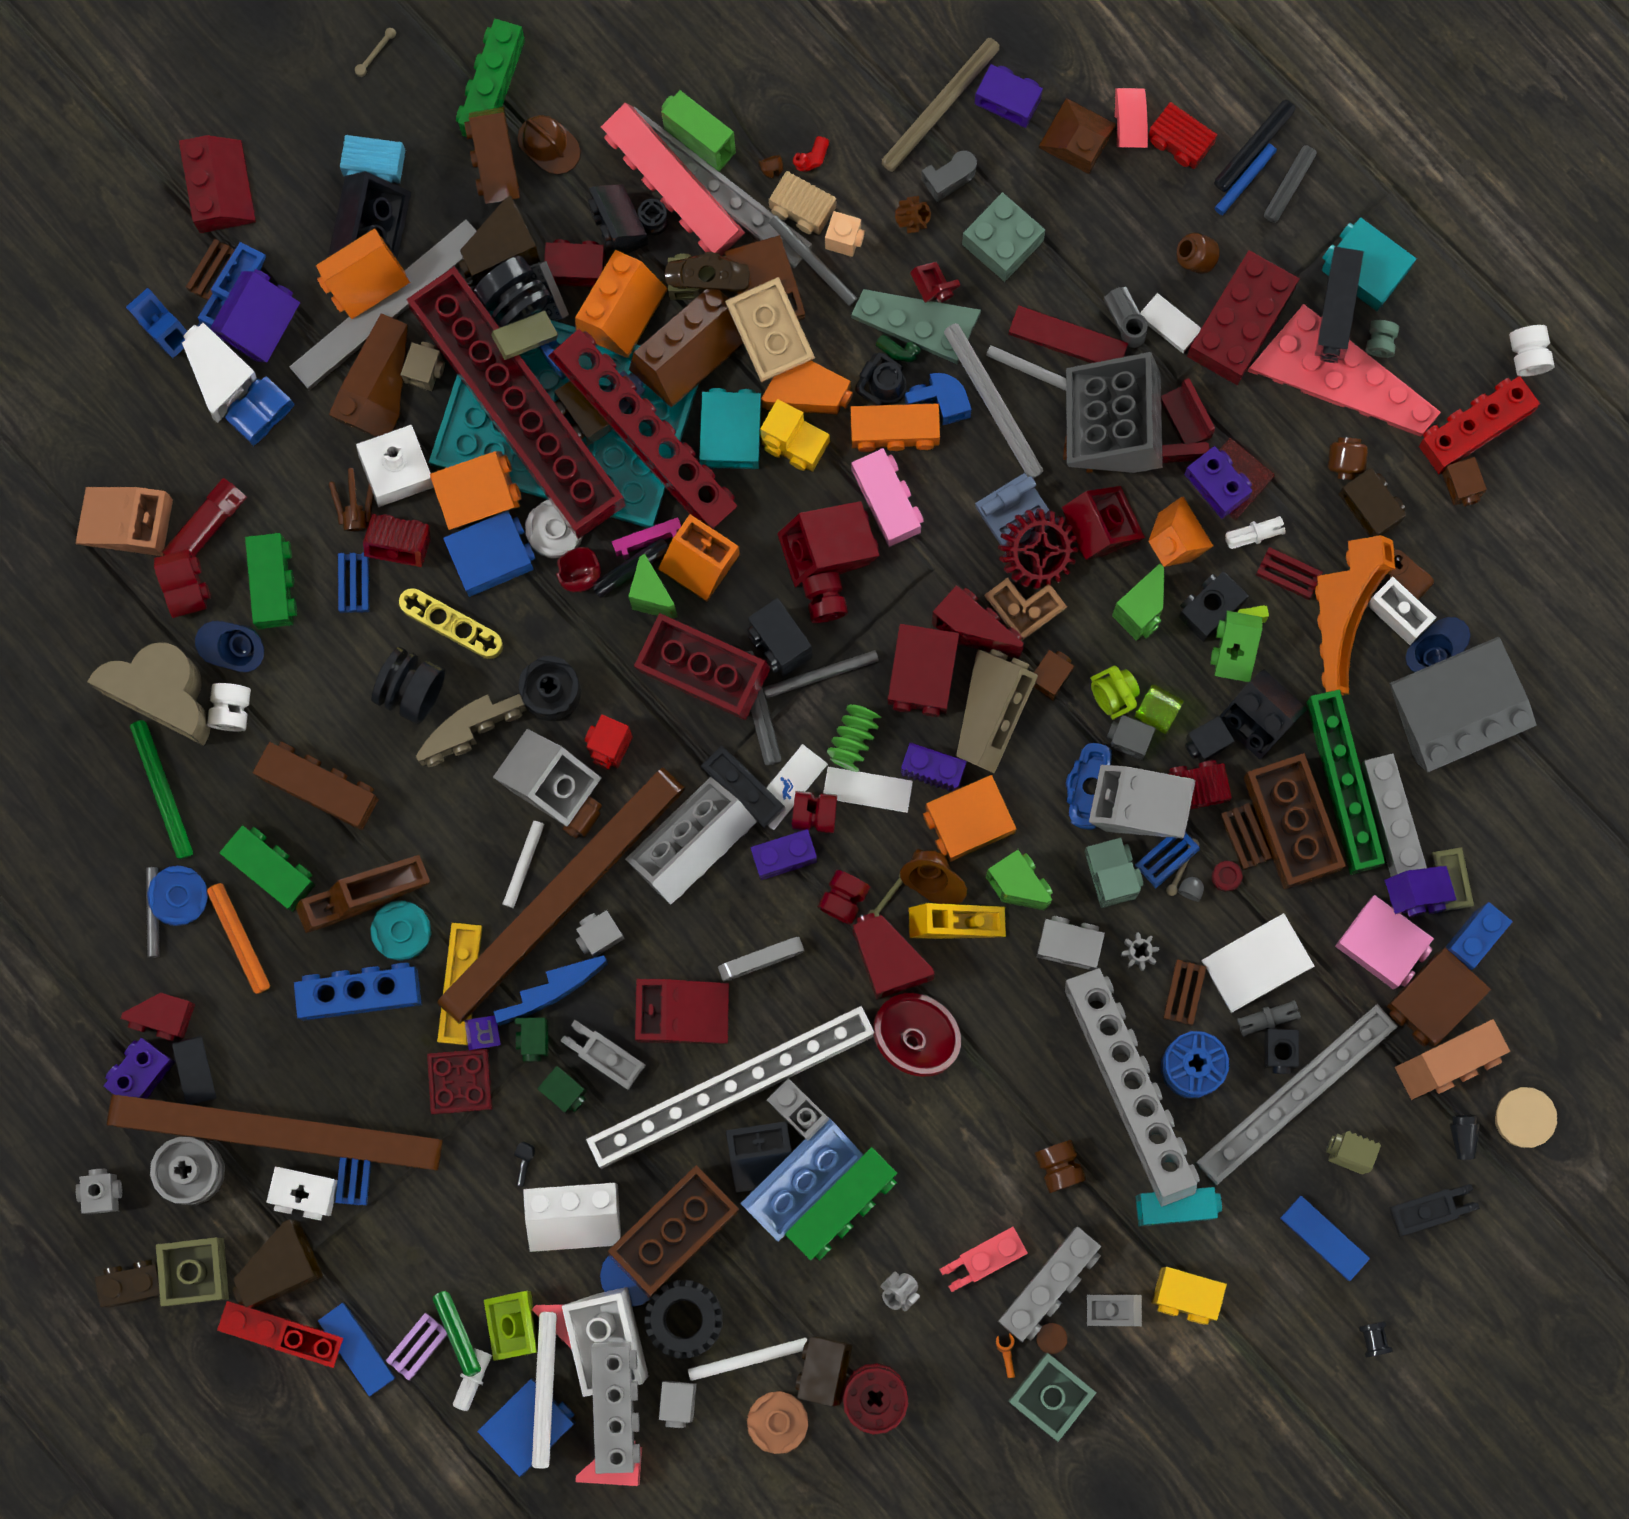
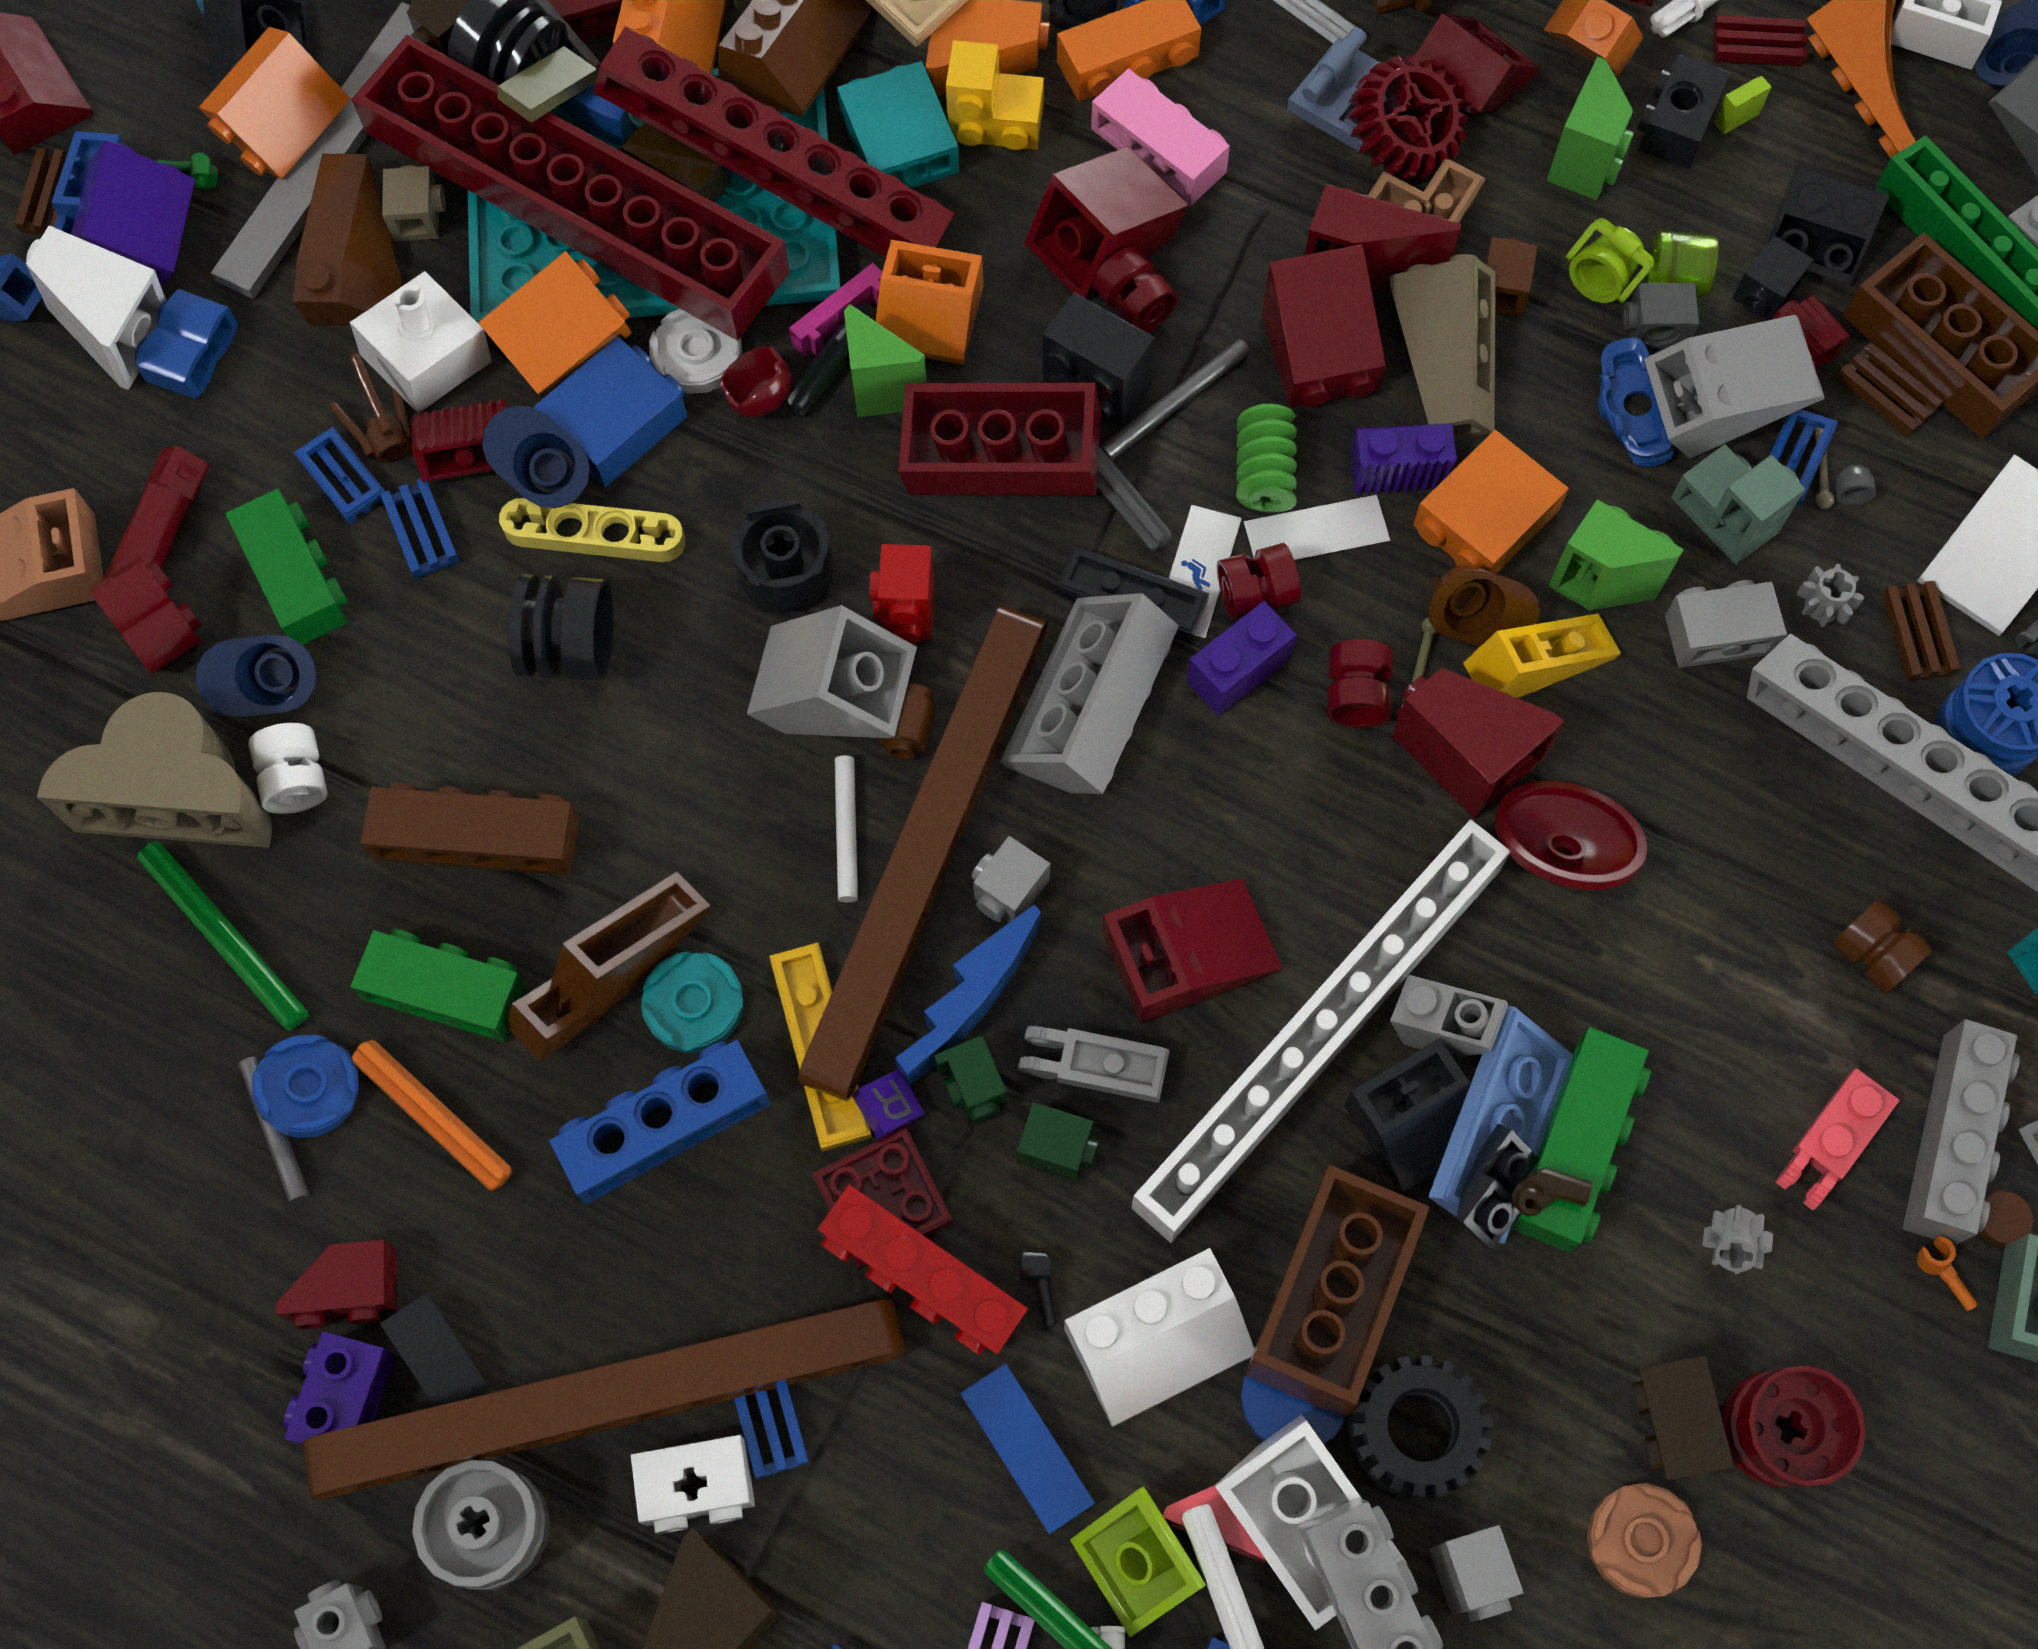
camera: 25 degrees left, 10 degrees down
(307, 291) = (198, 168): none -> green hand
(327, 553) = (361, 501): none -> blue tile
(432, 572) = (536, 456): none -> dark blue piece
(456, 732) = (666, 670): dark tan slope -> none
(461, 1131) = (922, 1269): none -> red brick
(481, 1245) = (1027, 1449): none -> blue tile
(747, 1359) = (1546, 1455): white bar -> none
(761, 959) = (1275, 822): light grey beam -> none
(771, 1217) = (1487, 1195): none -> black slope
(803, 1224) = (1547, 1186): none -> dark brown arm
(1226, 876) = (1892, 452): dark red tile -> none
(1239, 661) = (1767, 155): bright green brick -> none

